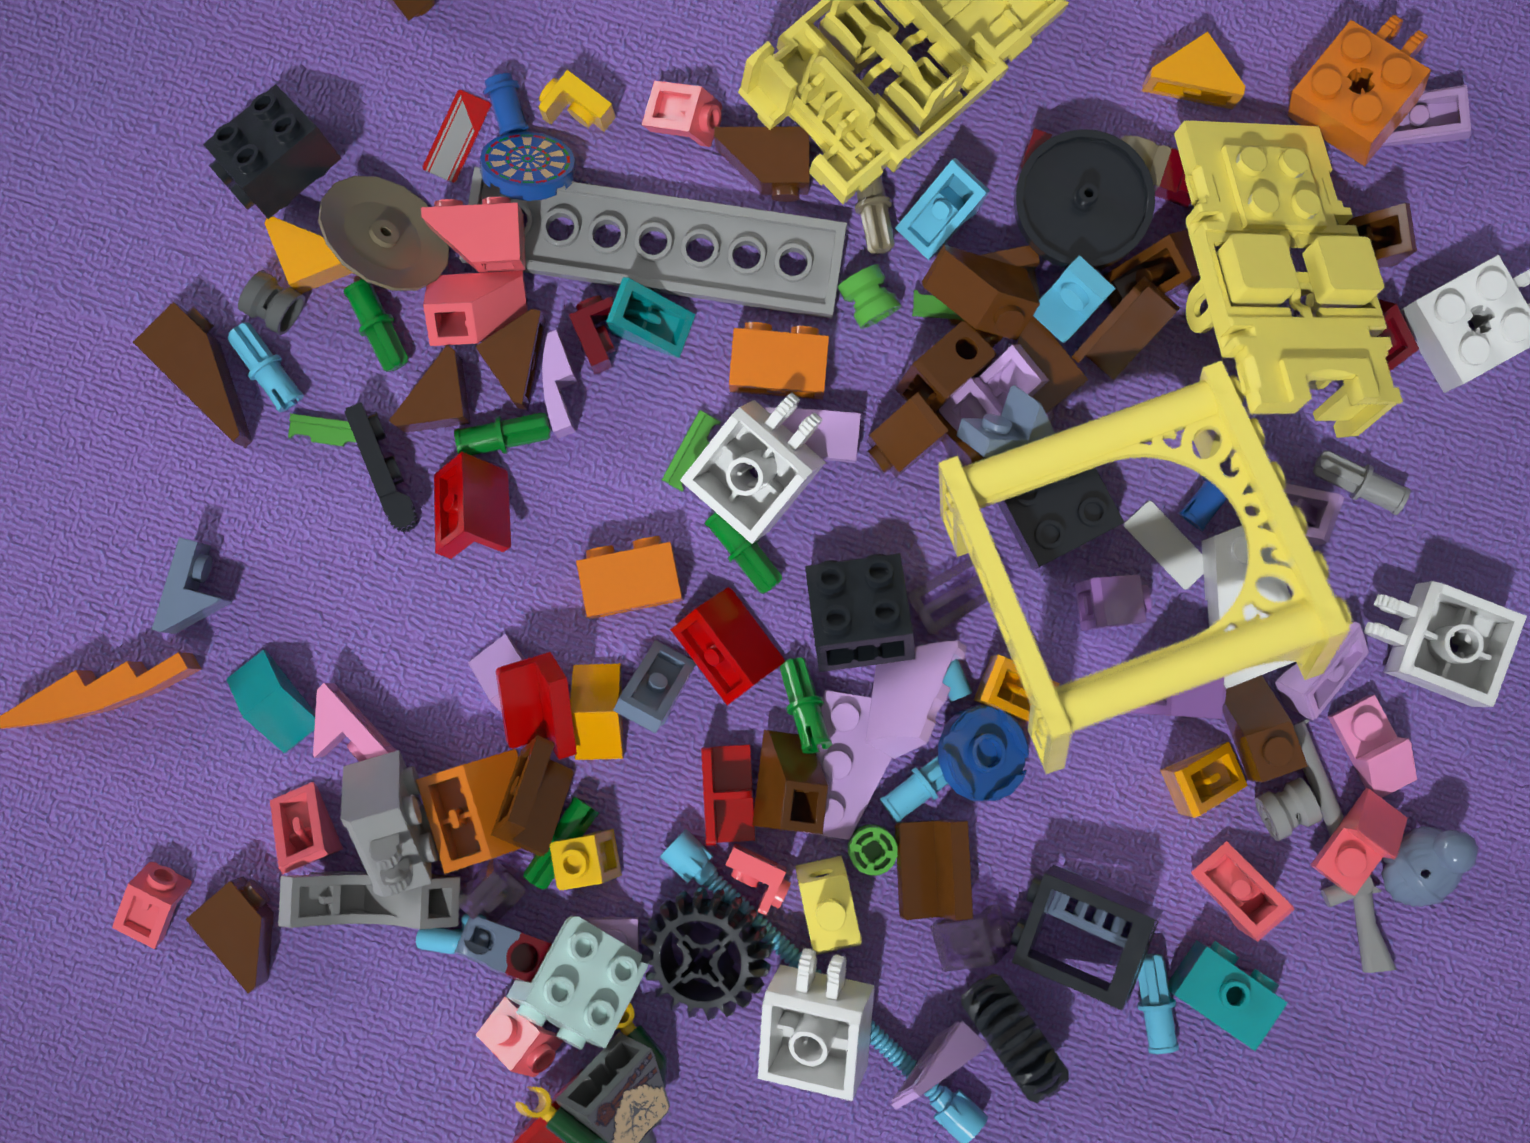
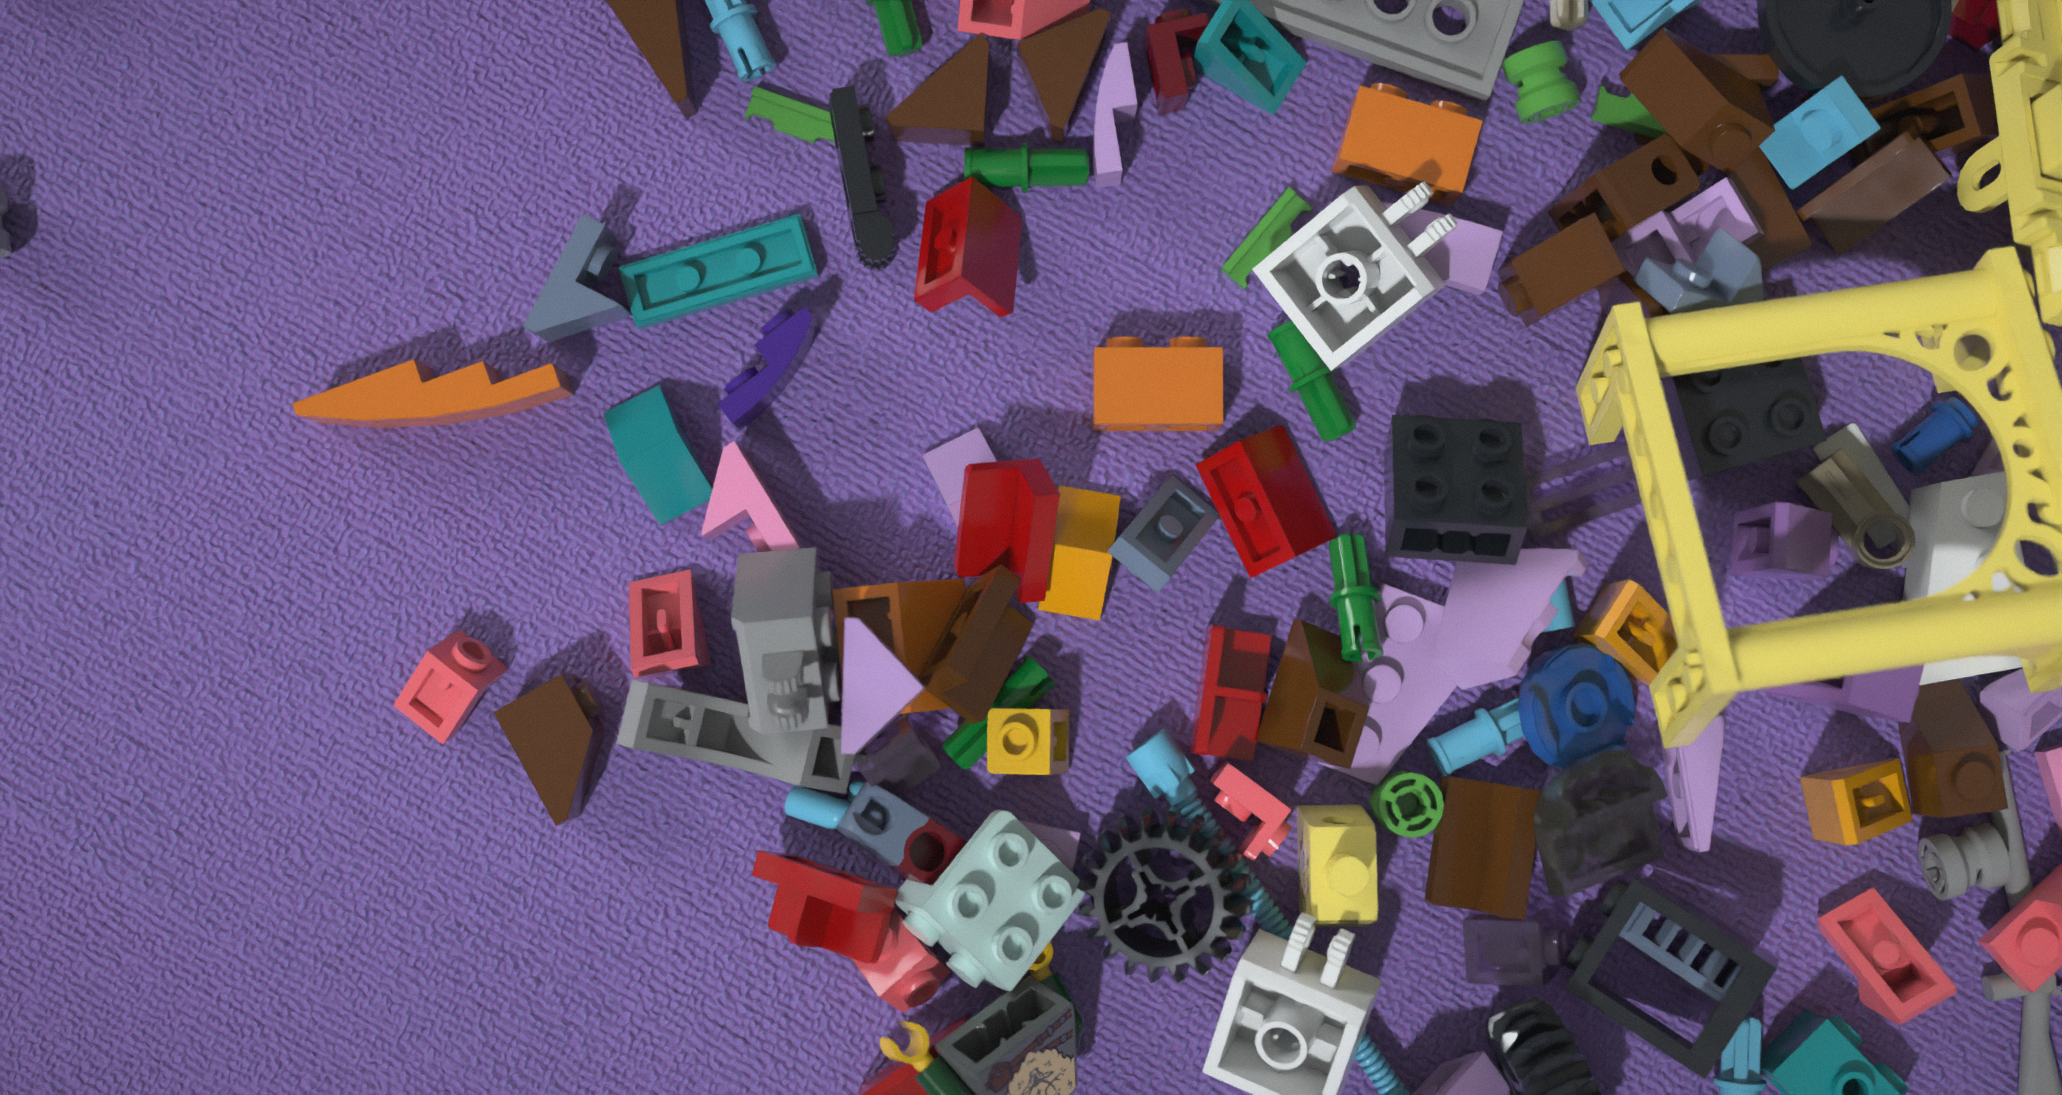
camera: 10 degrees right, 0 degrees up
(291, 557) = (718, 272): none -> teal tile
(348, 607) = (784, 348): none -> dark purple slope
(457, 846) = (874, 686): none -> lavender slope
(459, 1011) = (826, 905): none -> red panel
(1013, 835) = (1597, 821): none -> clear smoke slope
(1078, 788) = (1693, 785): none -> lavender slope
(1156, 564) = (1855, 505): none -> dark tan piece

